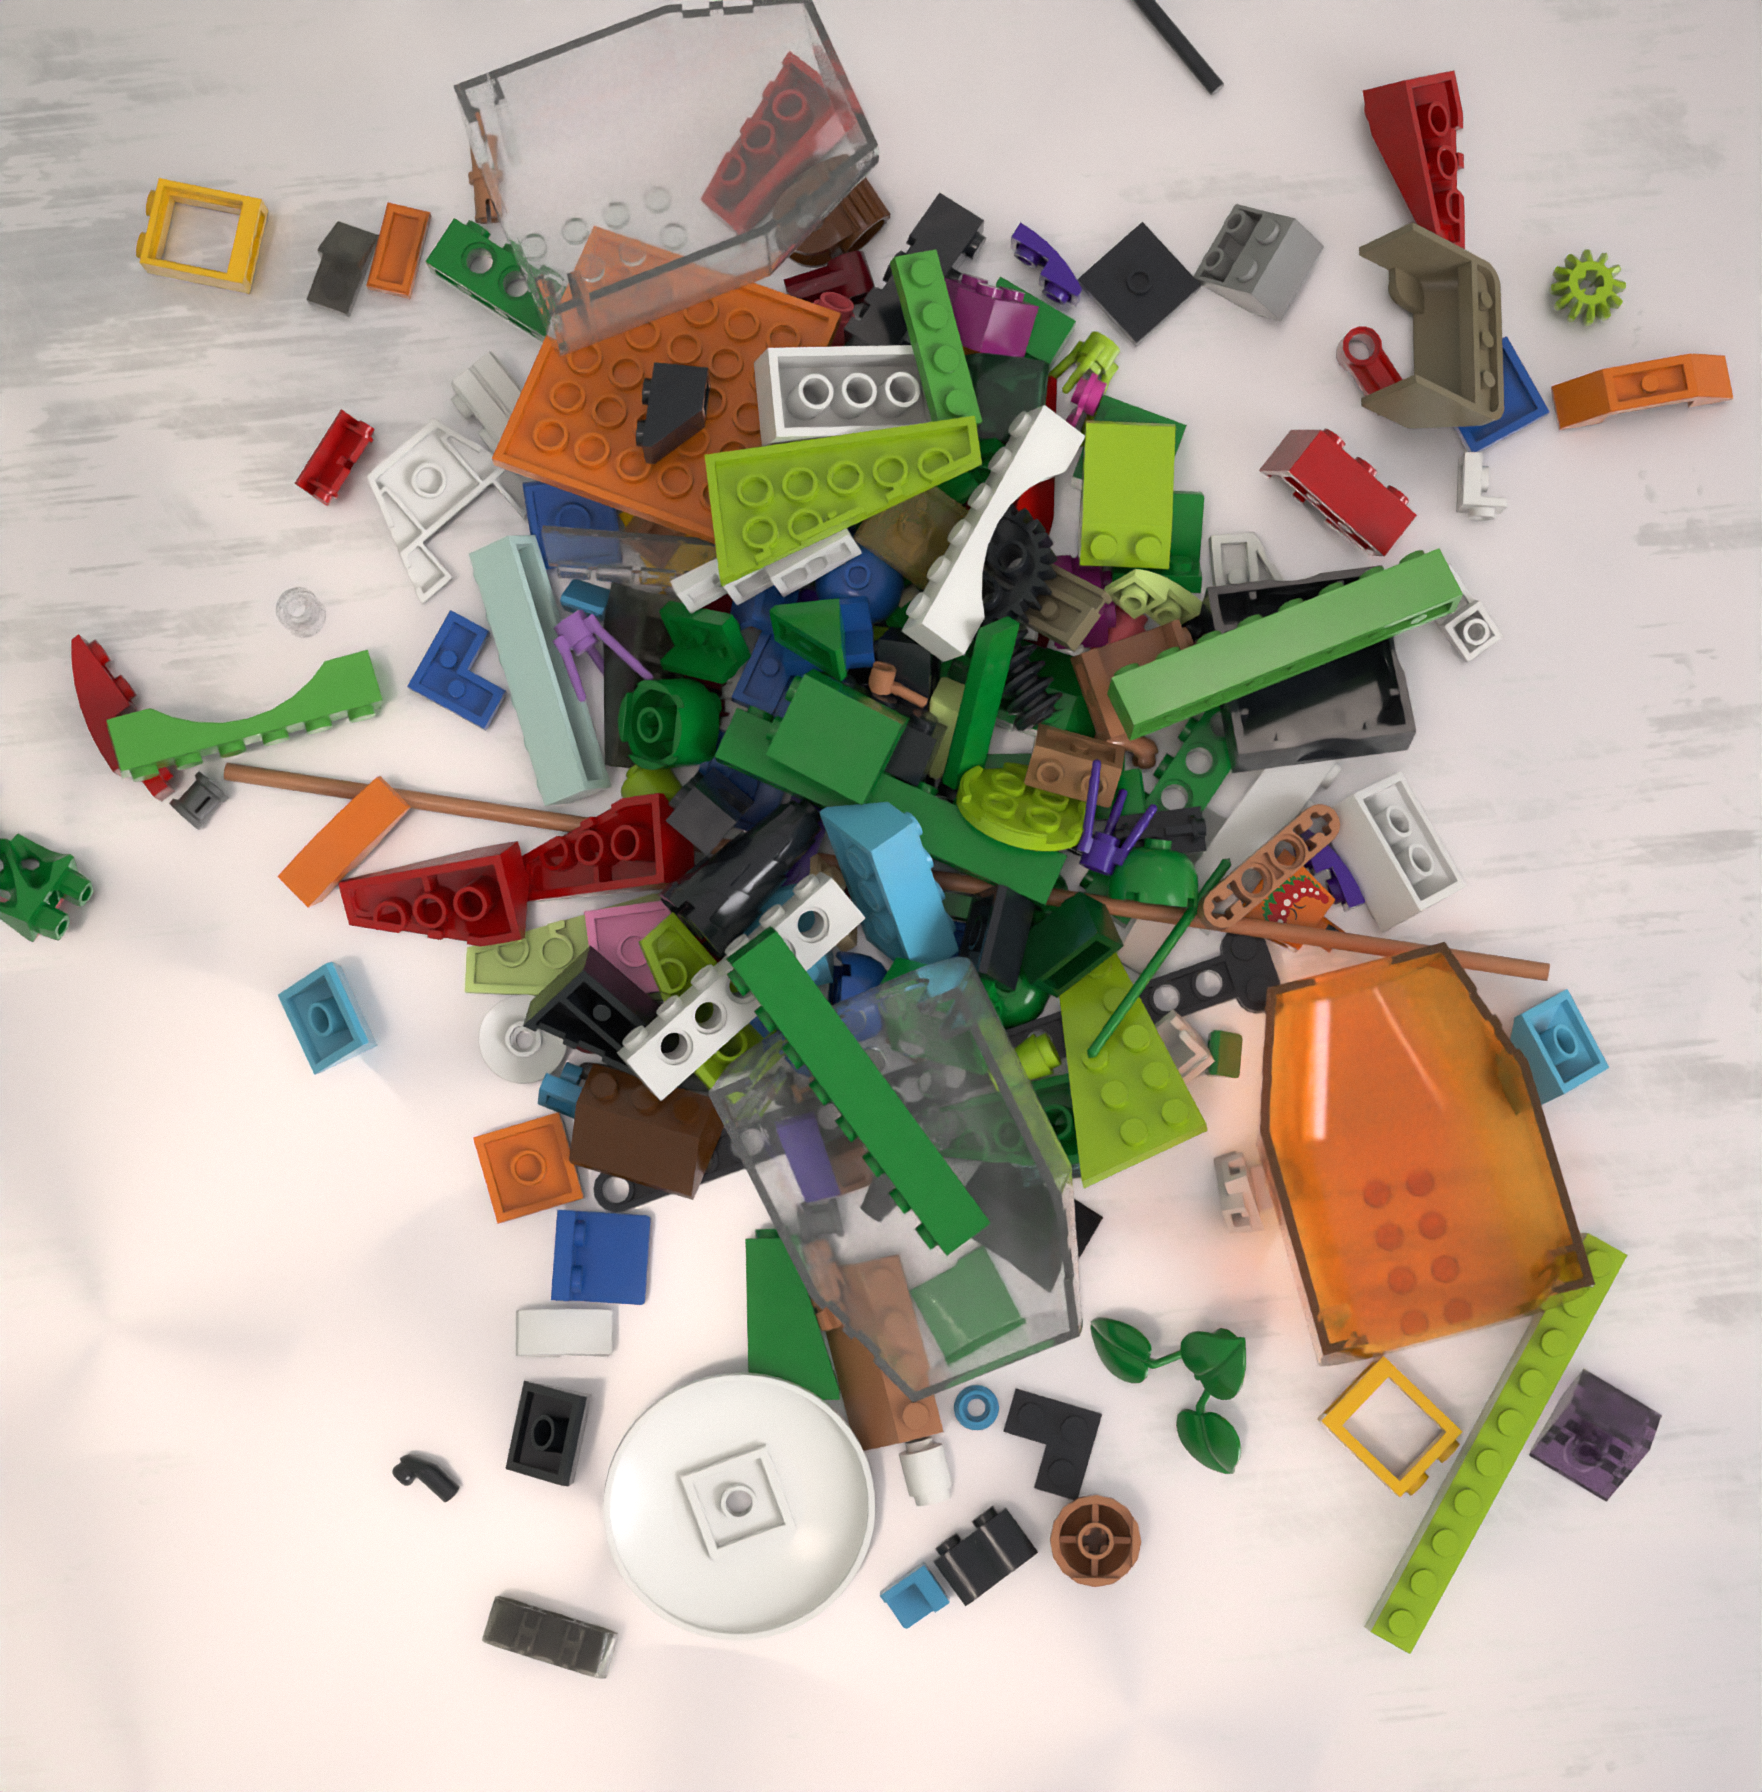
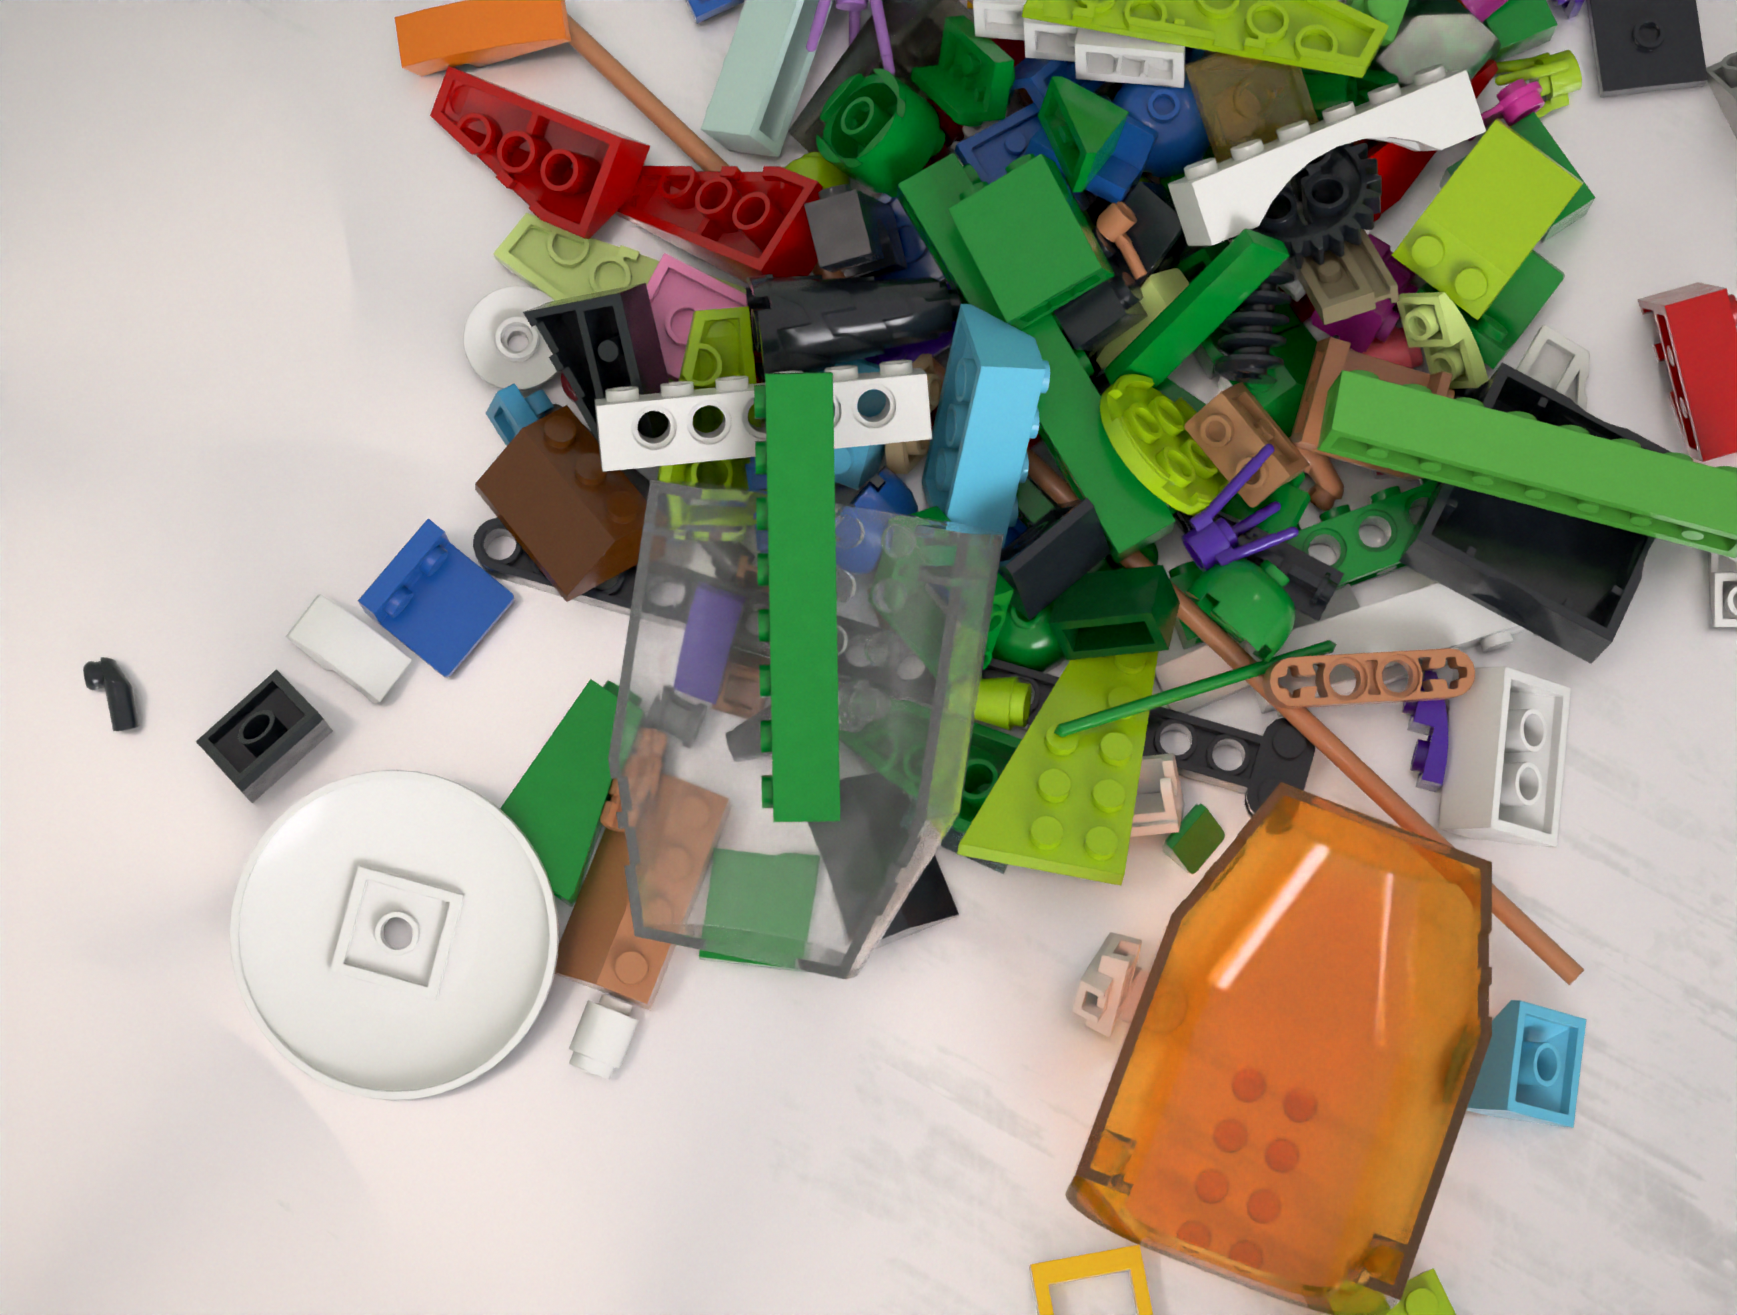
camera: 30 degrees right, 5 degrees down
(327, 1018) = (344, 186): medium azure slope -> none
(528, 1167) = (431, 466): orange plate -> none
(550, 1637) = (118, 933): clear smoke beam -> none
(915, 1596) = (503, 1151): dark azure panel -> none
(976, 1422) = (689, 995): dark azure plate -> none
(984, 1555) = (600, 1160): black brick -> none
(1068, 1438) = (768, 1100): black plate -> none
(1095, 1540) = (719, 1219): nougat cylinder -> none
(1215, 1360) = (964, 1122): green plant -> none
(1296, 902) = (1374, 733): torso -> none

